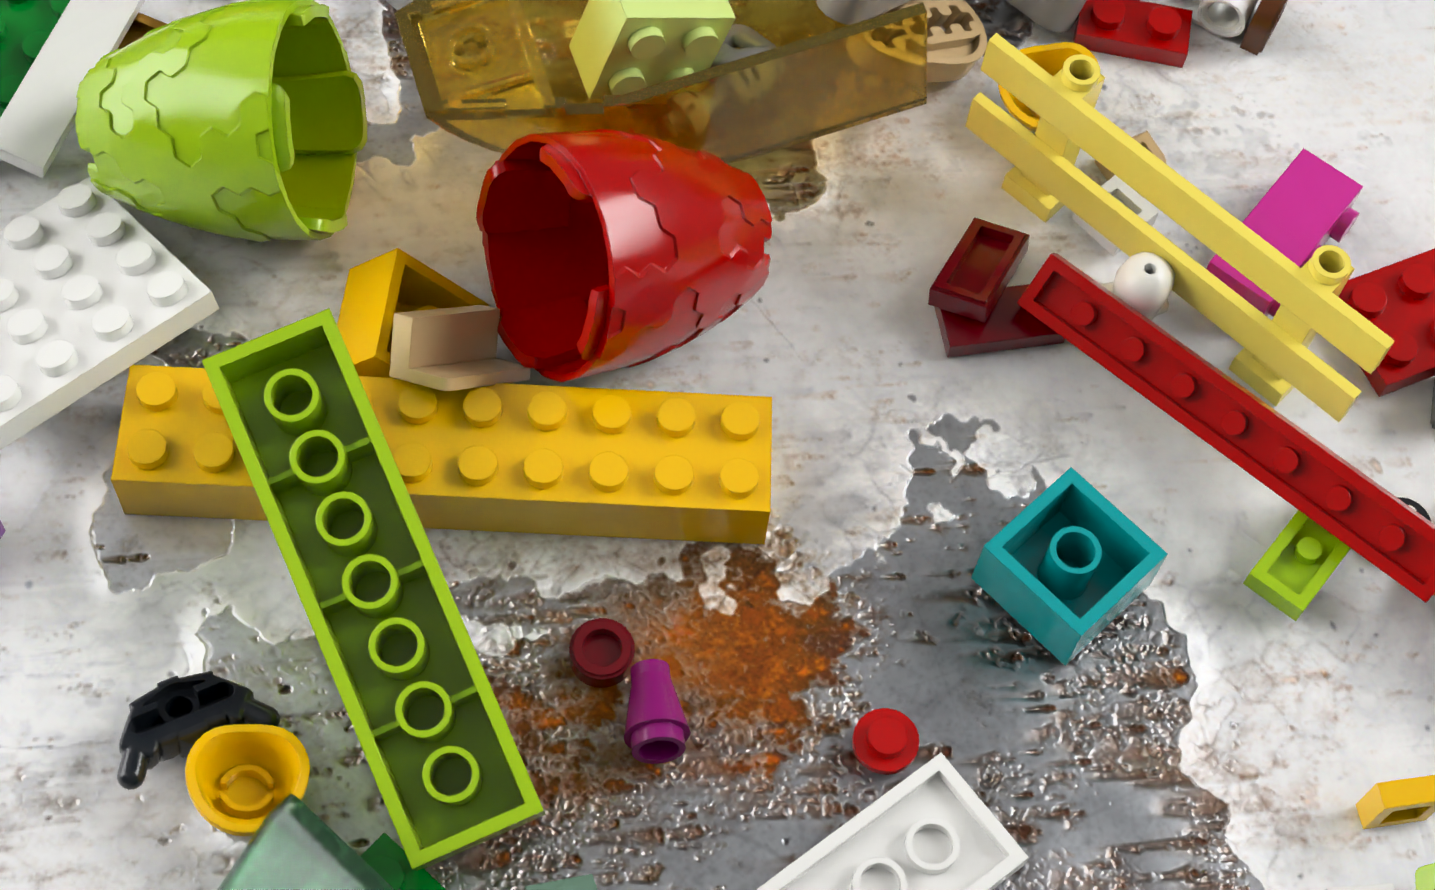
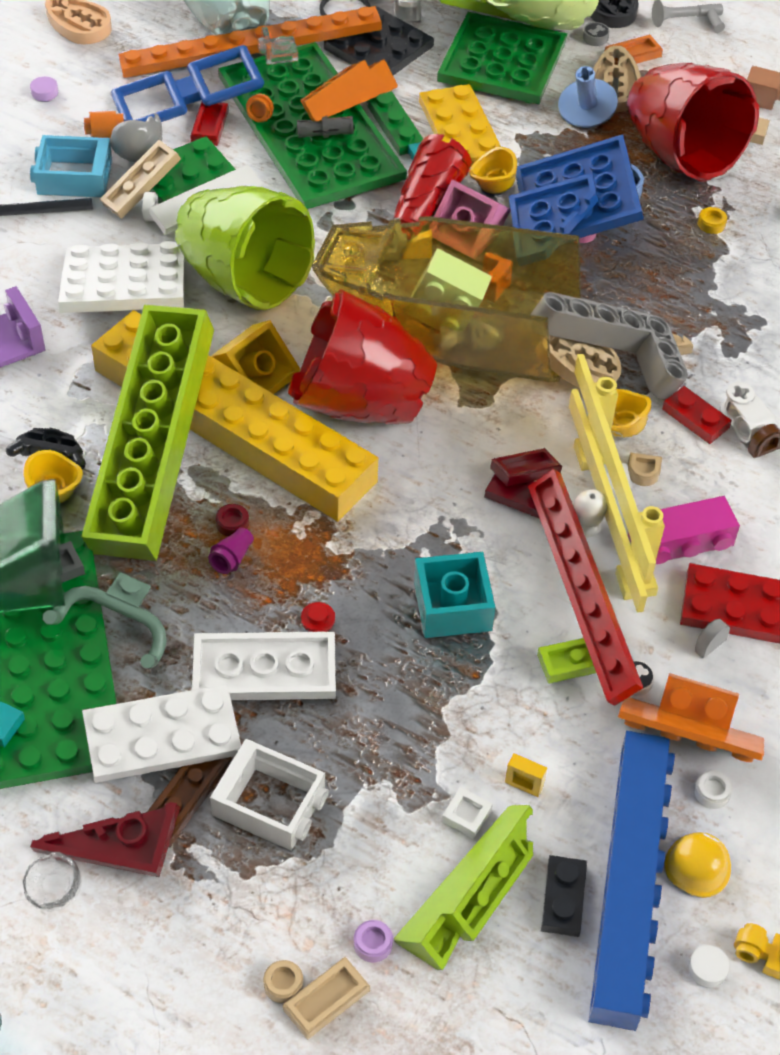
camera: 40 degrees right, 10 degrees down
(451, 349) = (262, 368): tan panel -> none

